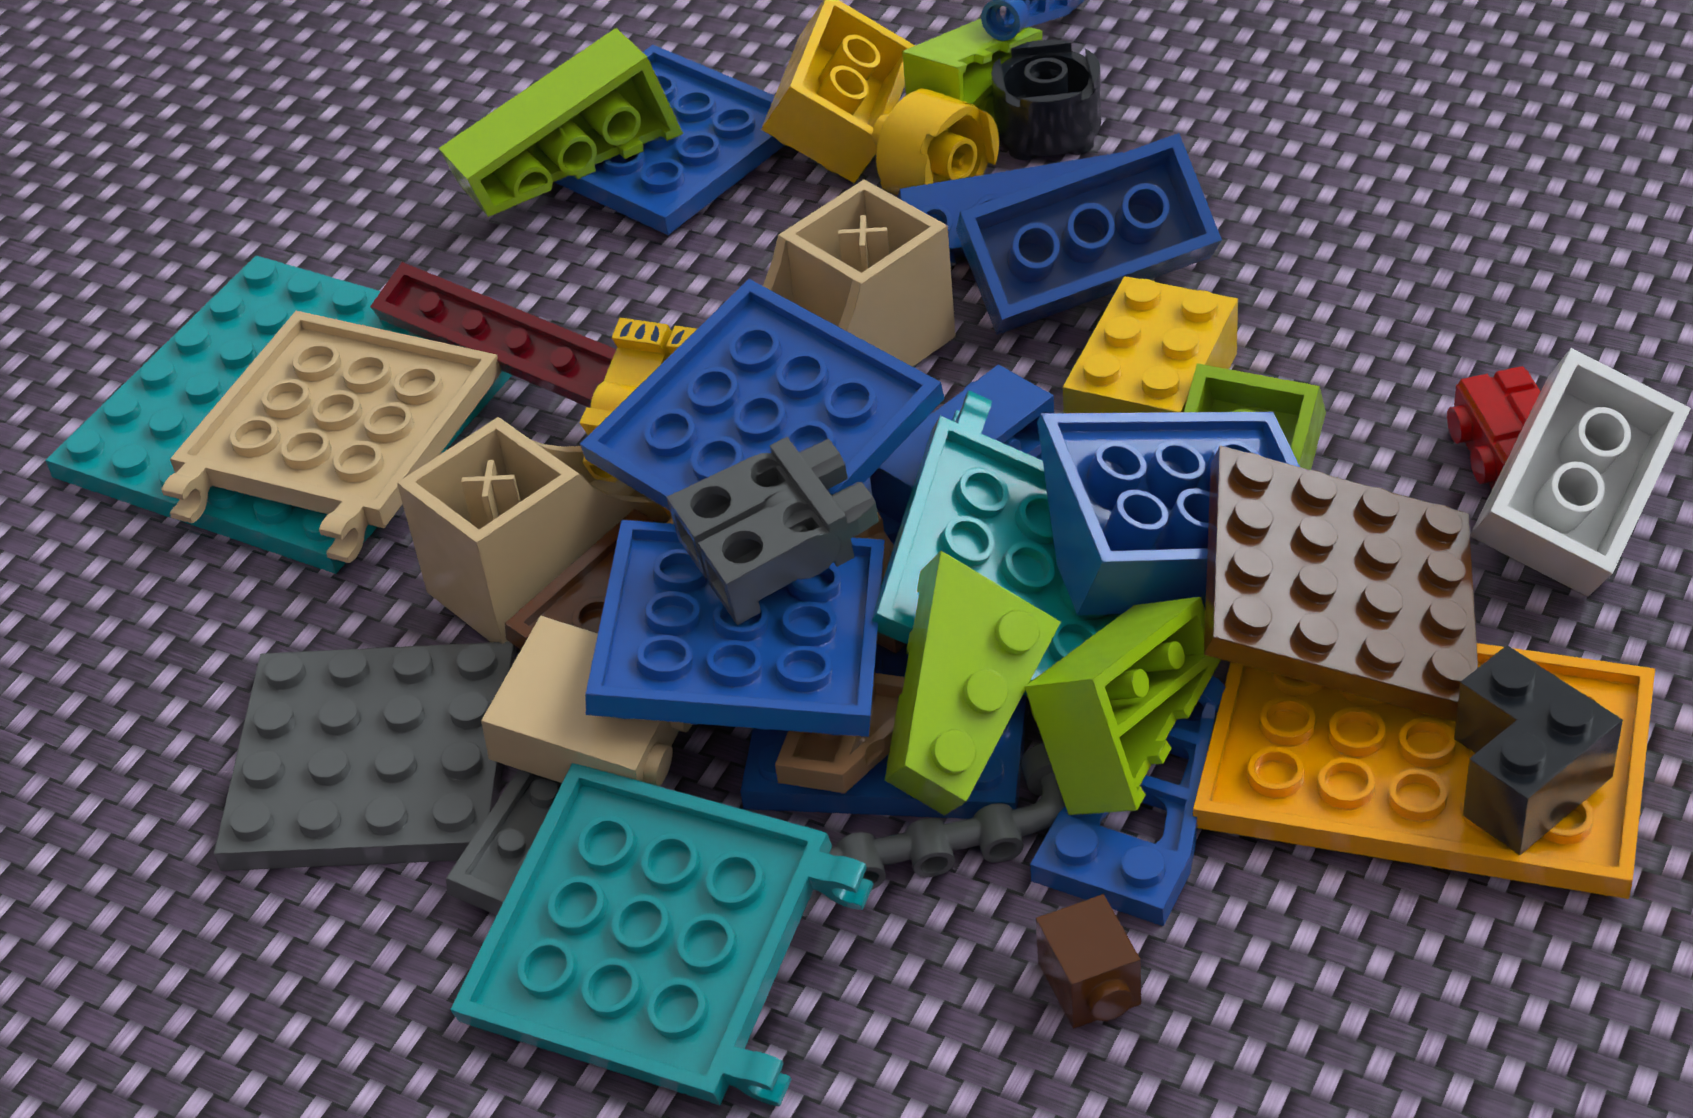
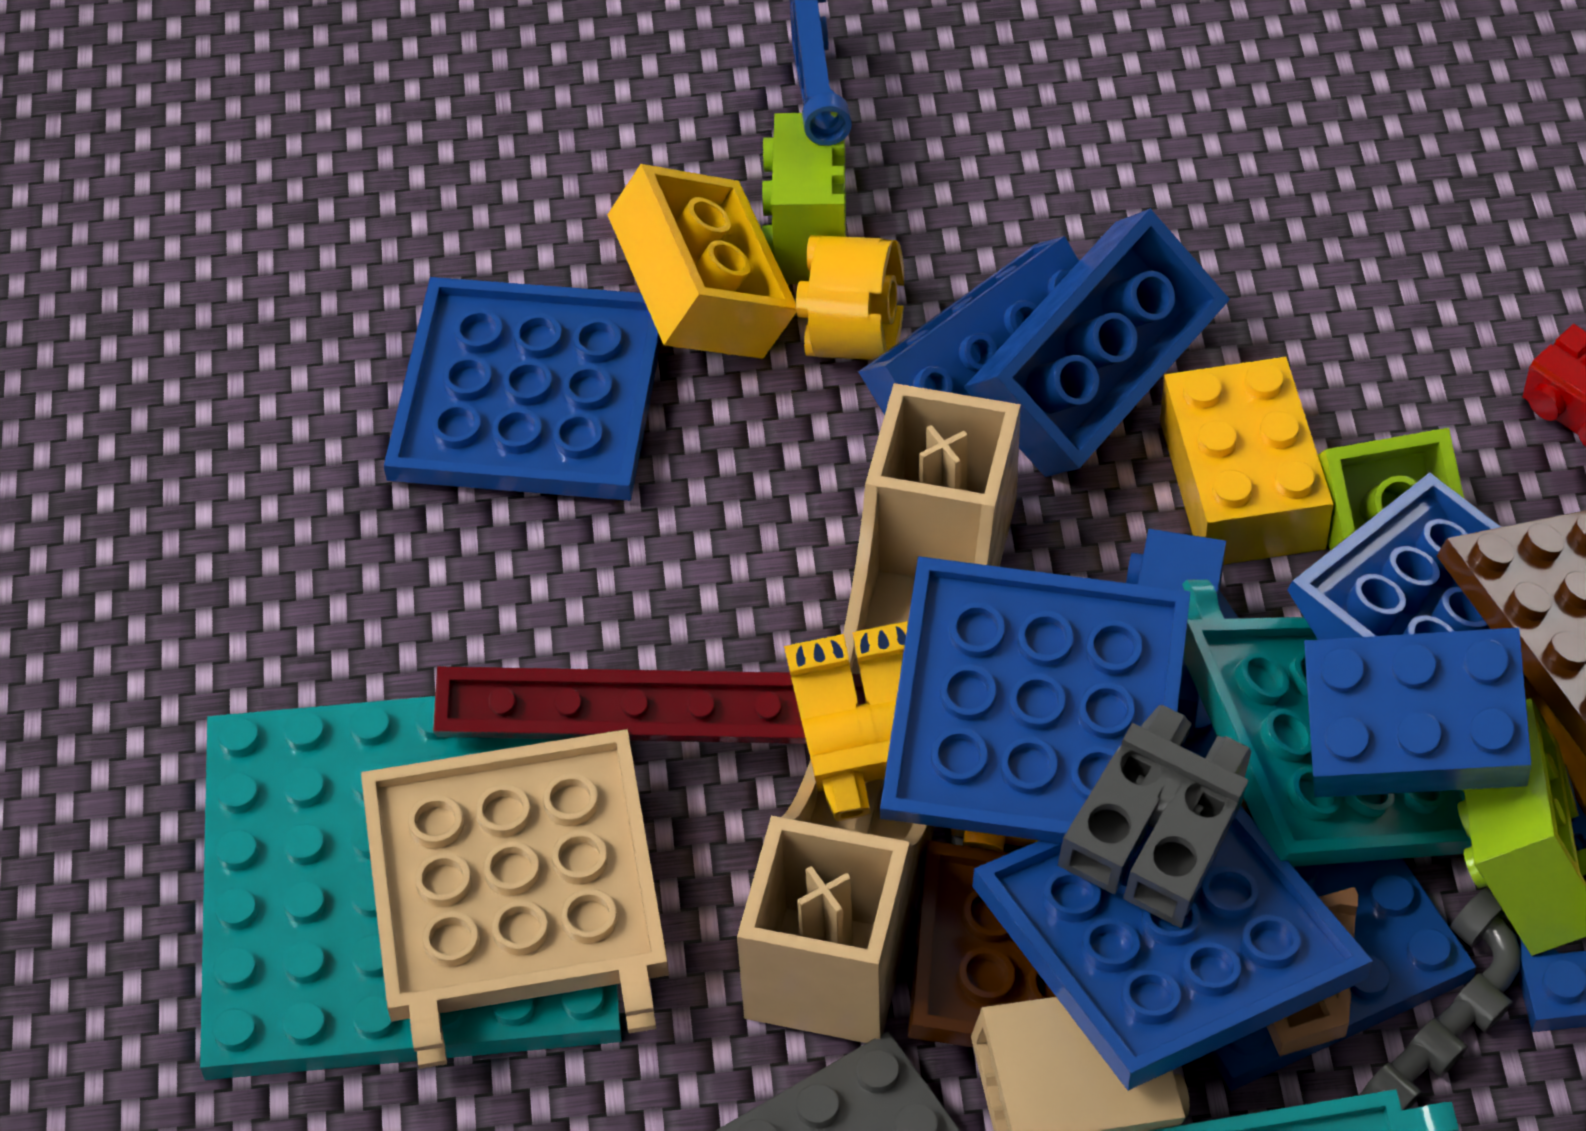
camera: 35 degrees left, 10 degrees up
(562, 126) = (457, 429): lime wedge -> none
(962, 680) = (1406, 885): lime wedge -> none
(1047, 99) = (906, 188): black brick -> none
(1058, 536) = (1417, 712): none -> blue brick

